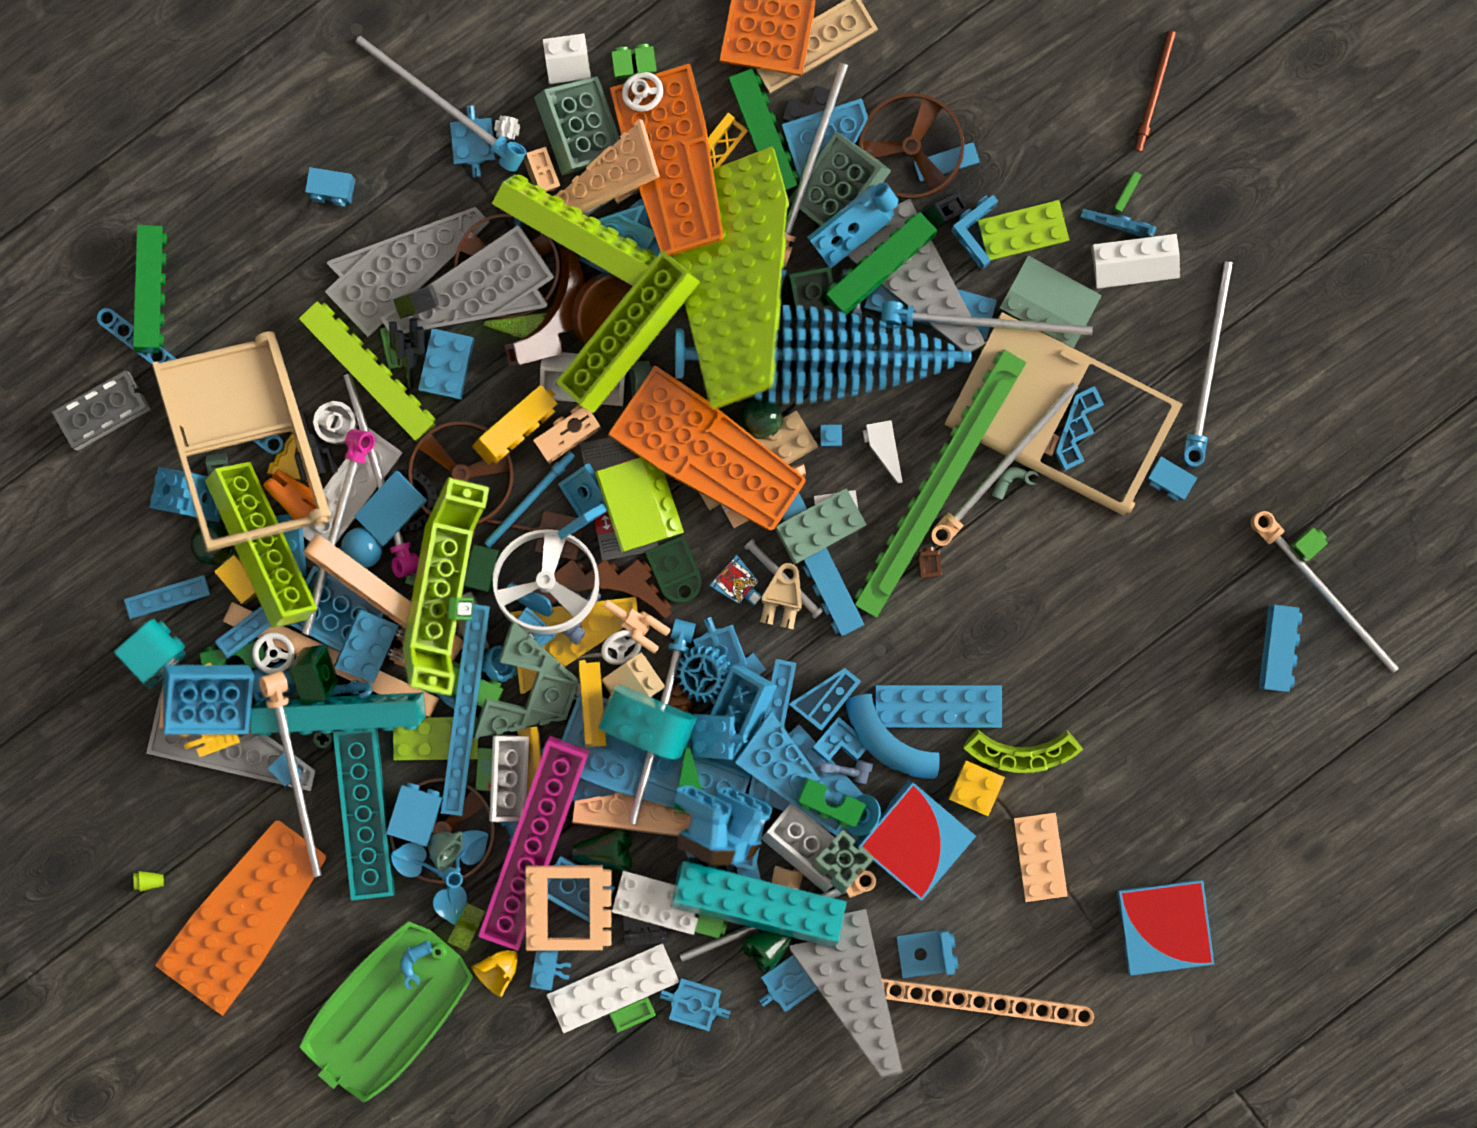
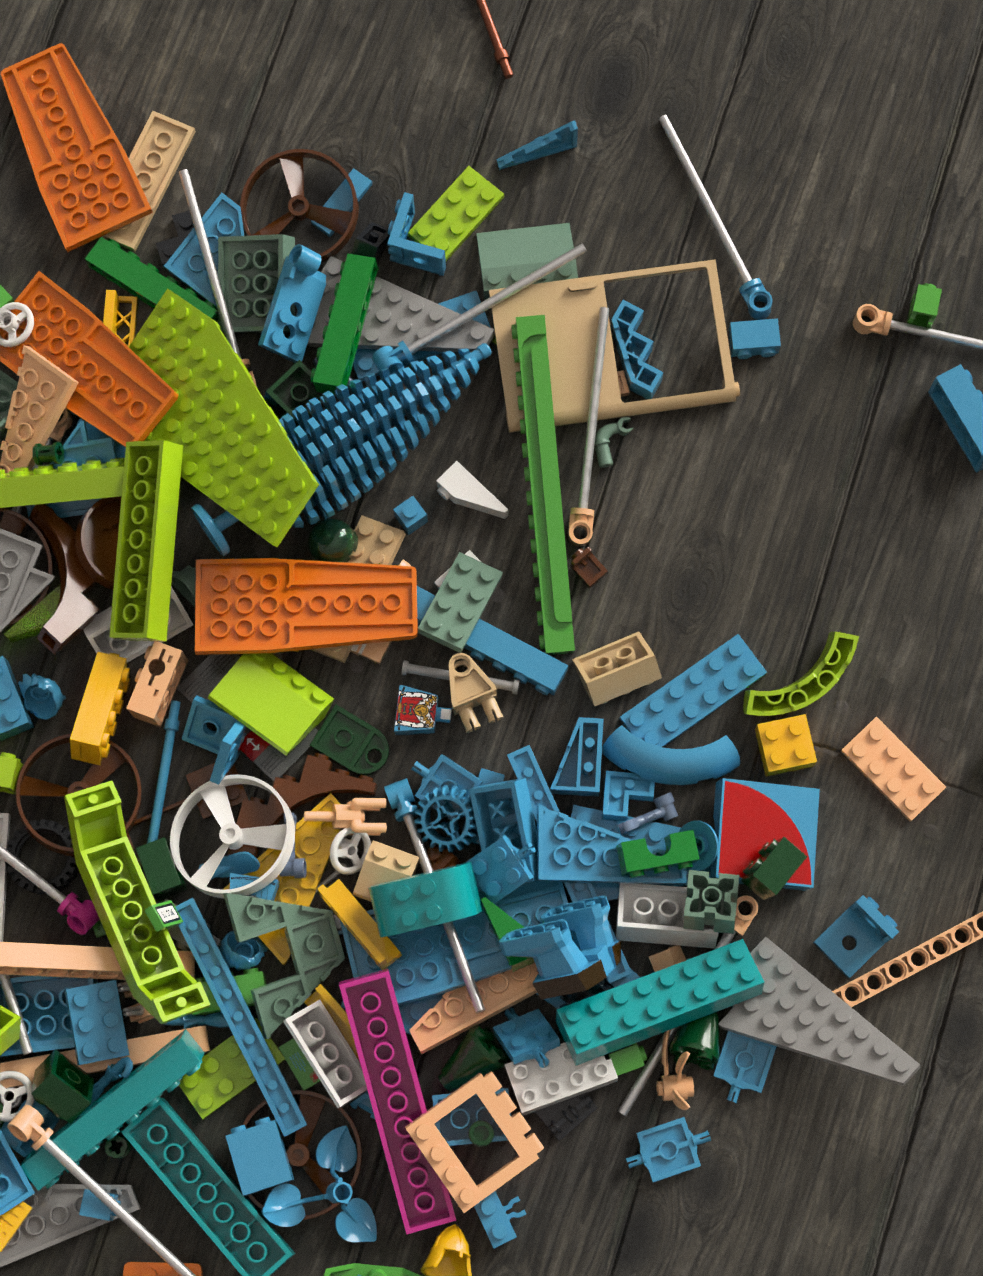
camera: 30 degrees left, 10 degrees down
(361, 547) = (30, 926): dark azure brick -> none
(390, 508) = (30, 871): dark azure tile -> none
(444, 849) = (313, 1169): sand green hat -> none
(466, 927) = (389, 1234): clear neon green arch -> none
(480, 384) = (41, 696): none -> dark azure hair
(575, 905) = (481, 1133): none -> dark green tile
(608, 216) = (48, 453): none -> dark green bush
(613, 988) = (576, 1192): white plate -> none
(632, 1014) = (614, 1204): bright green tile -> none
(651, 862) = (526, 1037): none -> dark azure plate
(729, 966) = (674, 1087): none -> light nougat plant
(898, 650) = (617, 668): none -> tan slope
(900, 869) = (773, 868): none -> dark green brick
(1128, 190) = (526, 118): bright green tile -> none
(1136, 261) = (578, 170): white slope -> none

